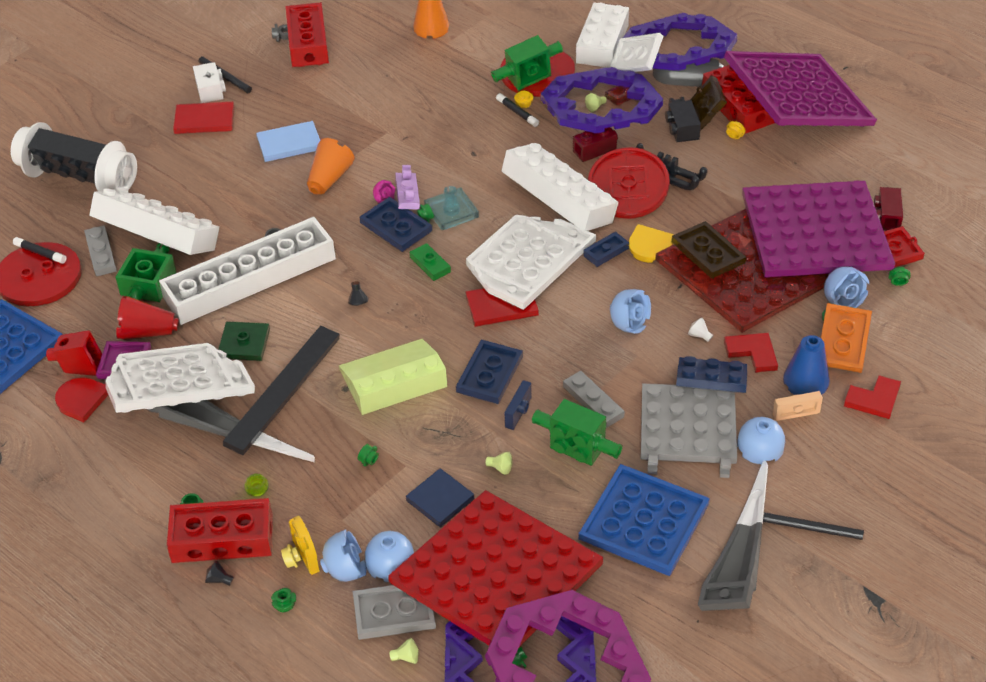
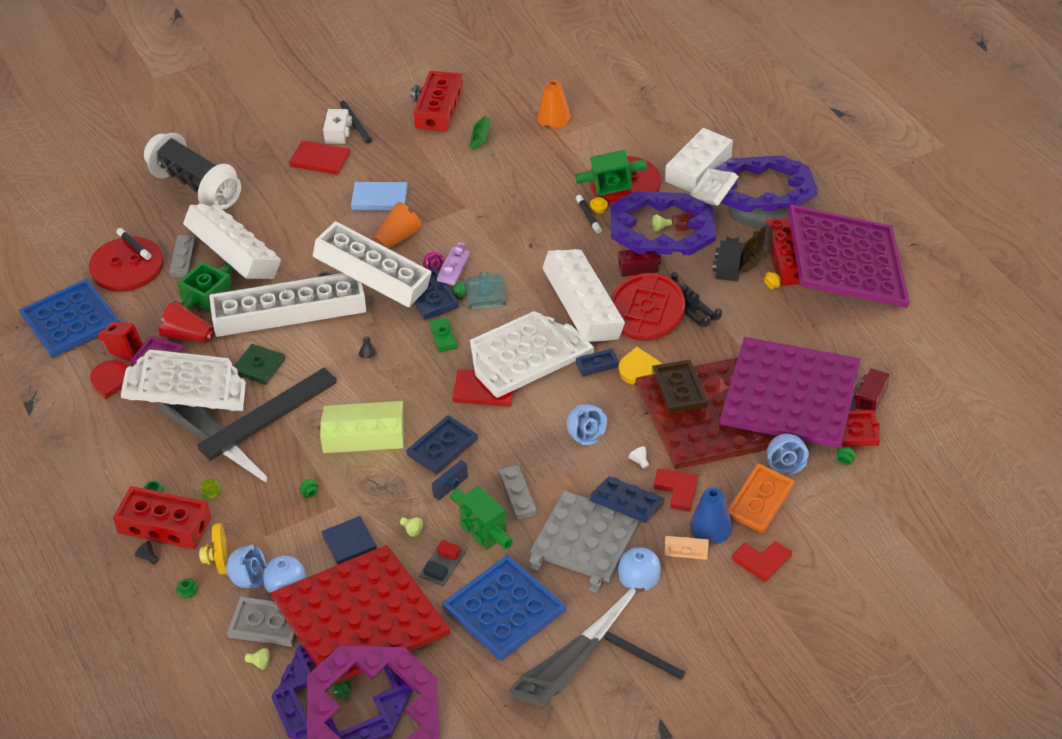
camera: 20 degrees right, 0 degrees up
(328, 205) = (371, 264): none -> white brick
(365, 56) = (479, 132): none -> green plate
(552, 492) = (442, 563): none -> piece

